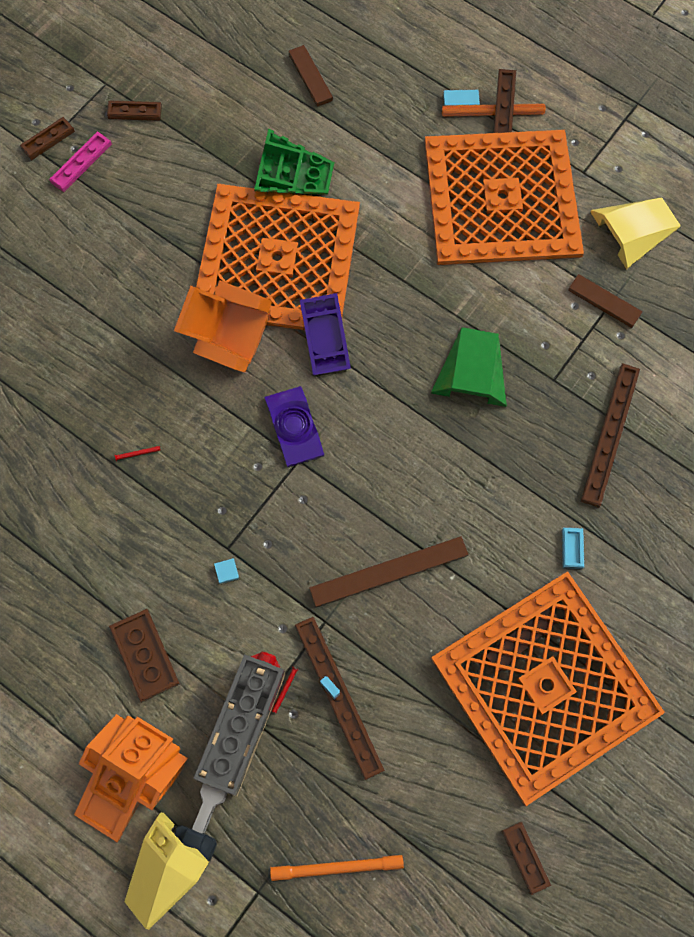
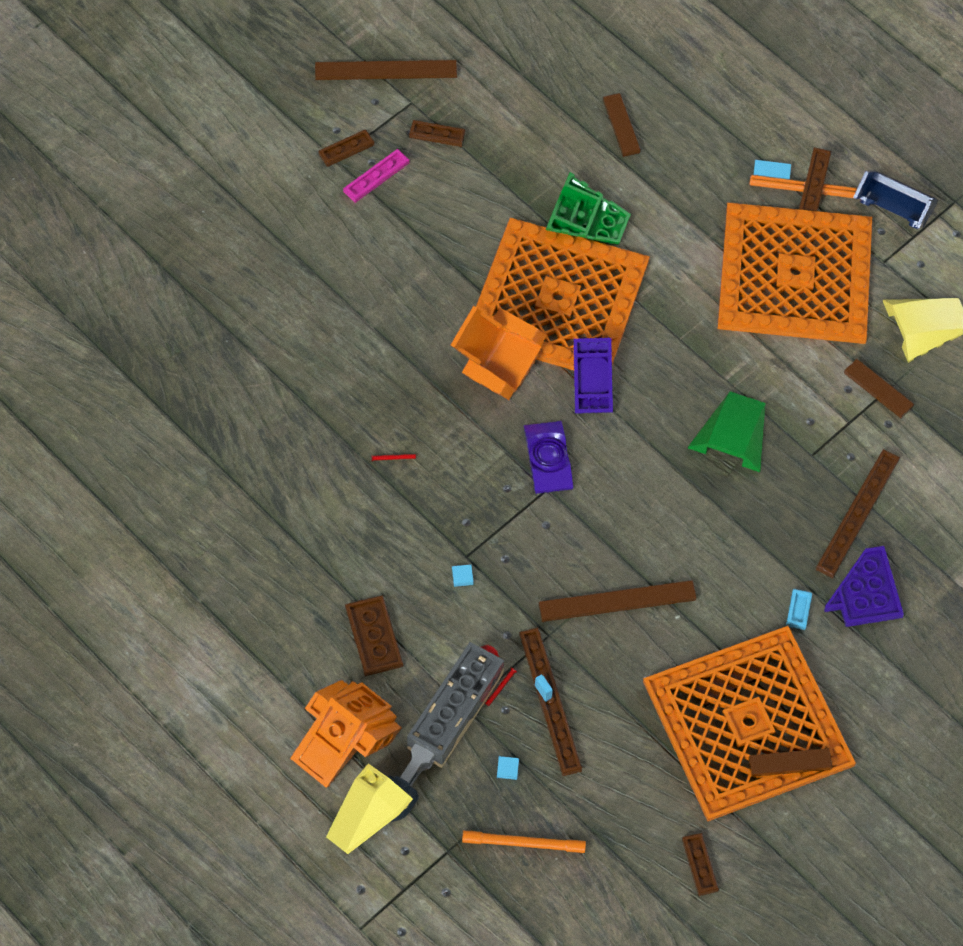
camera: 10 degrees right, 10 degrees down
(75, 55) = (385, 70): none -> reddish brown tile
(306, 783) = (507, 767): none -> medium azure tile
(585, 108) = (896, 198): none -> dark blue windscreen
(599, 726) = (790, 762): none -> reddish brown tile
(638, 517) = (867, 591): none -> dark purple wing

